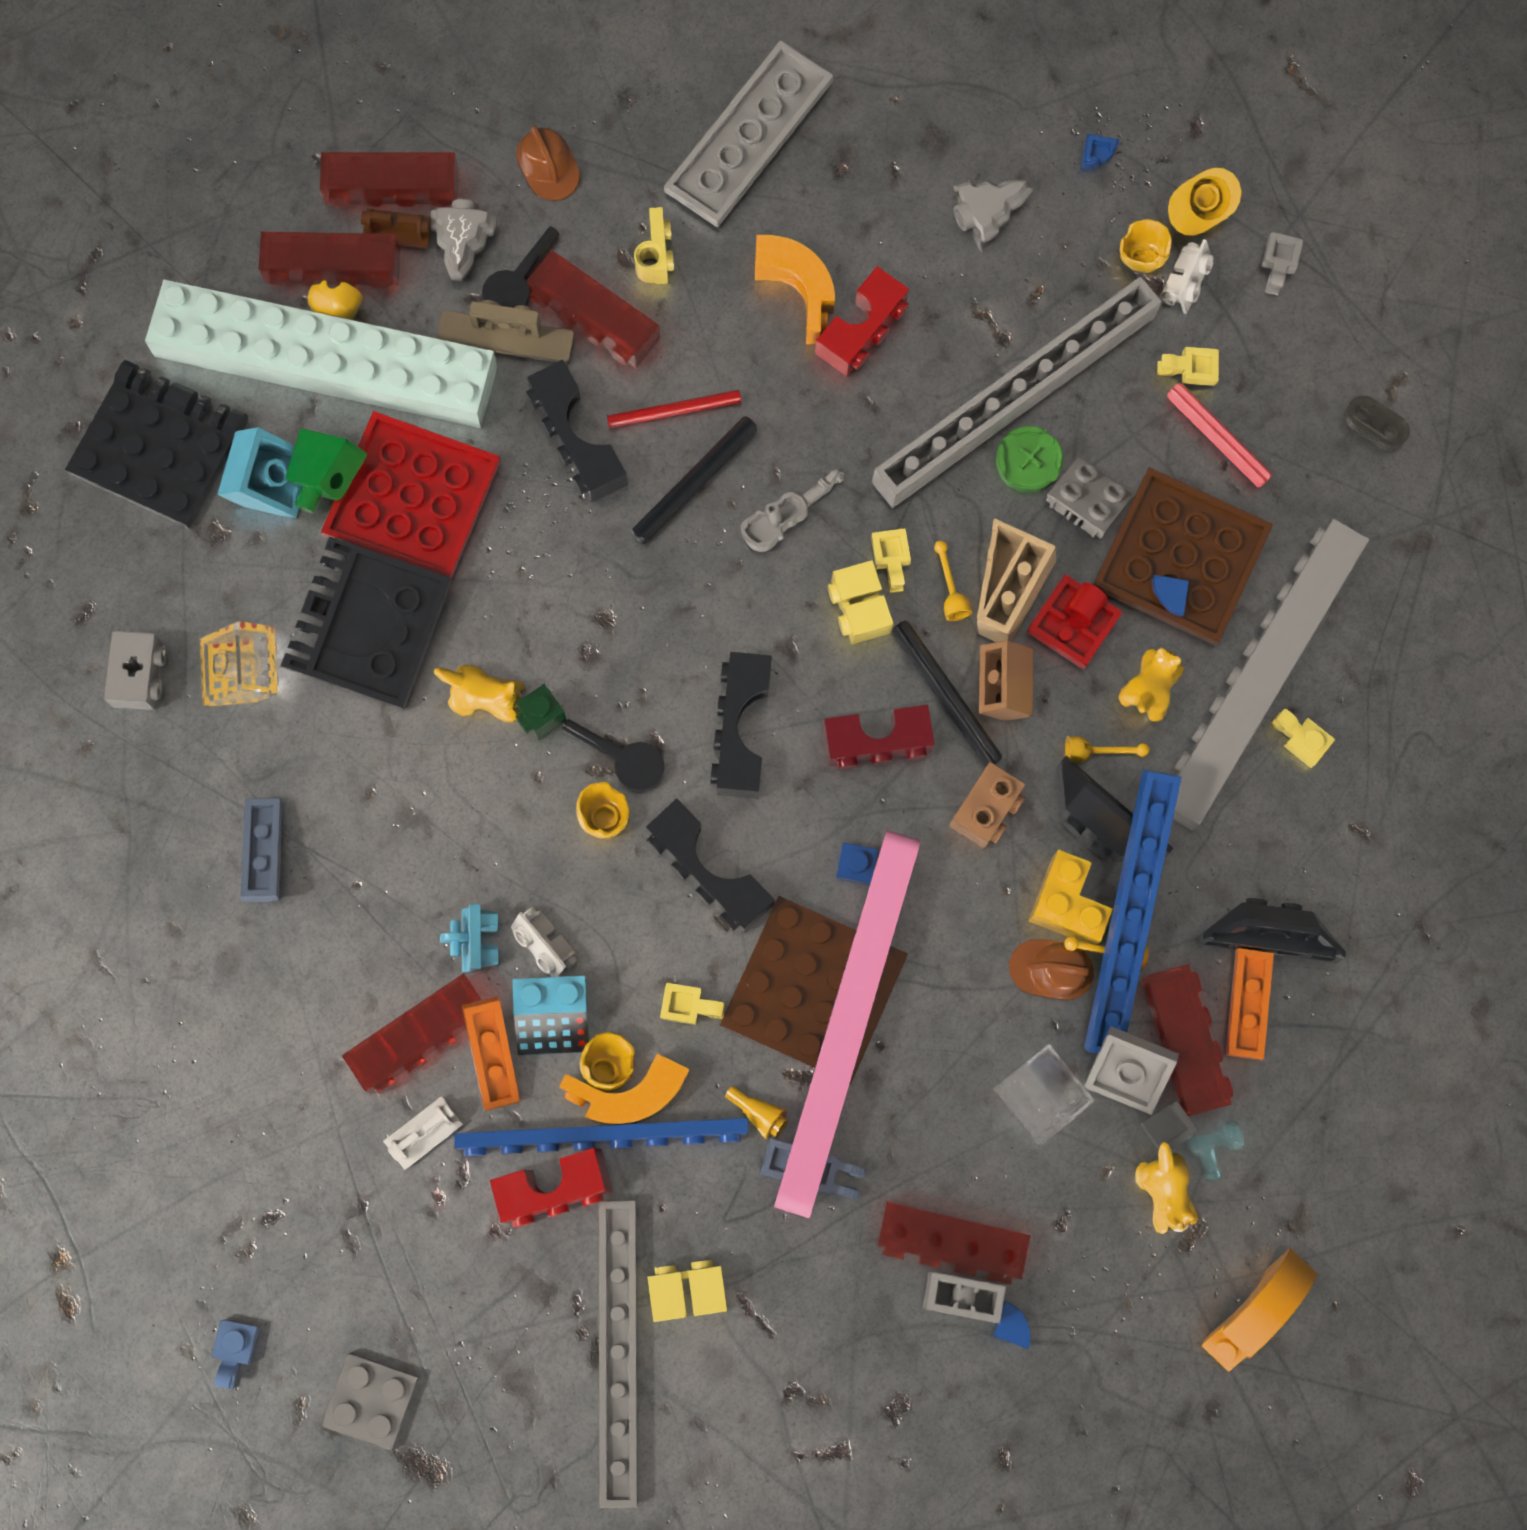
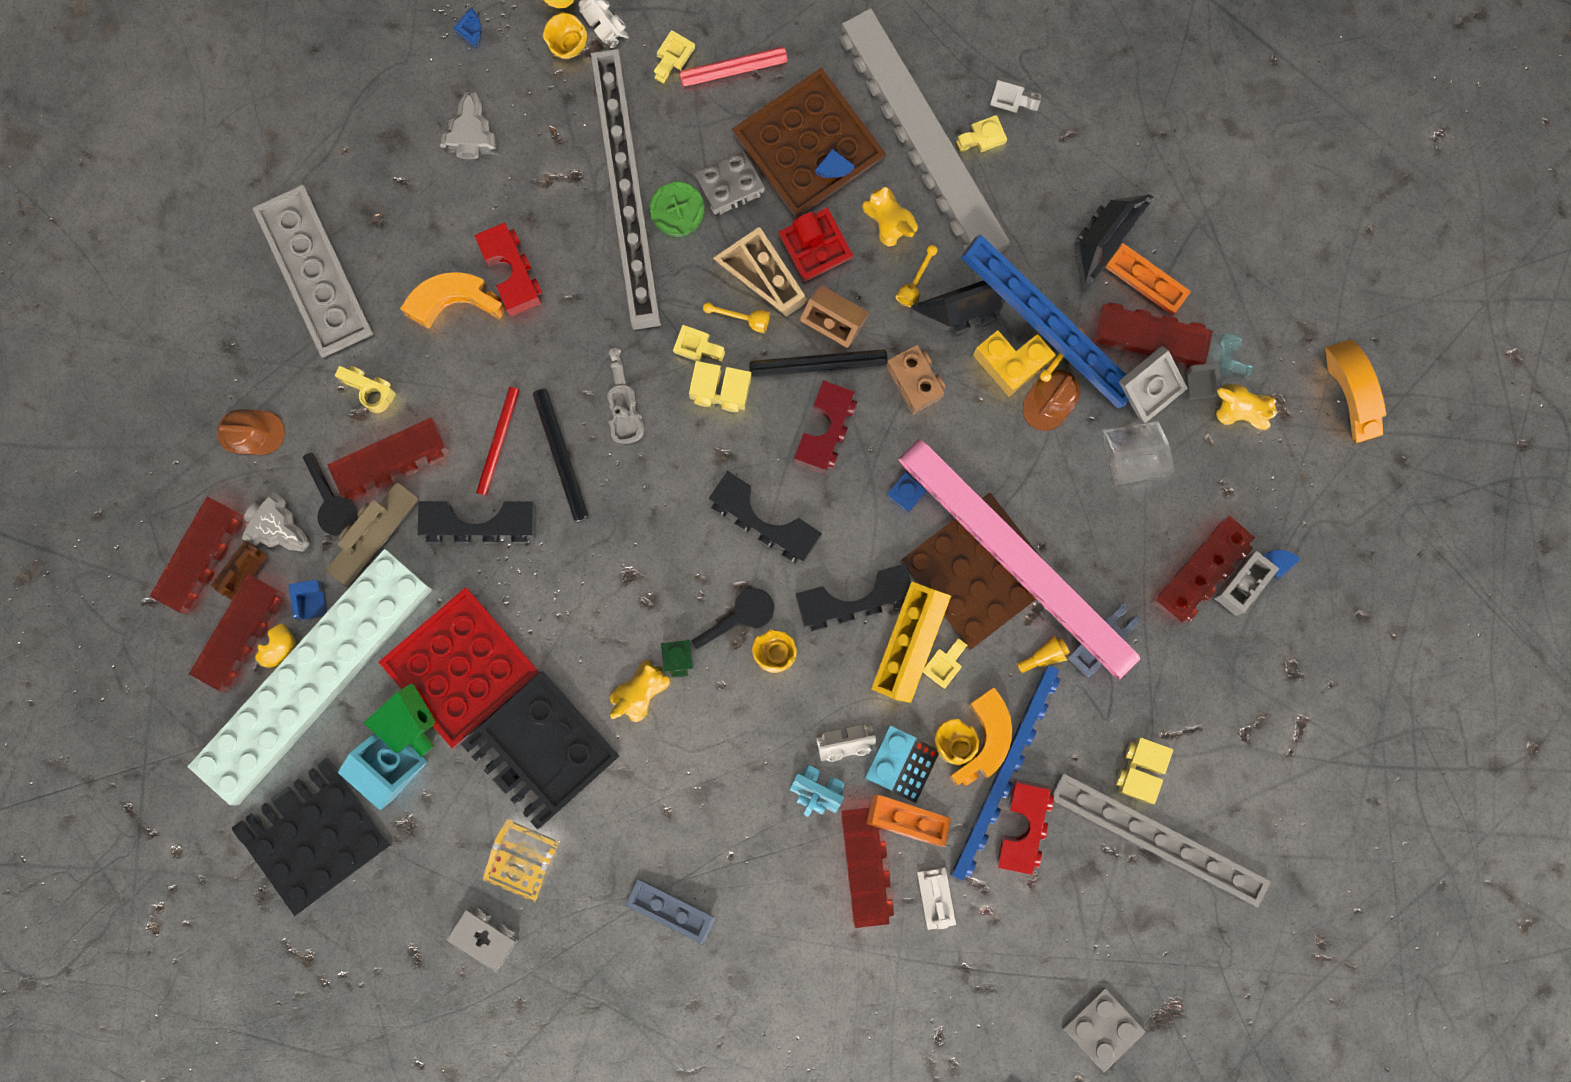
camera: 60 degrees left, 5 degrees up
(402, 307) = (308, 600): none -> blue panel
(690, 951) = (911, 642): none -> yellow brick
(1365, 743) = (1010, 94): none -> plate

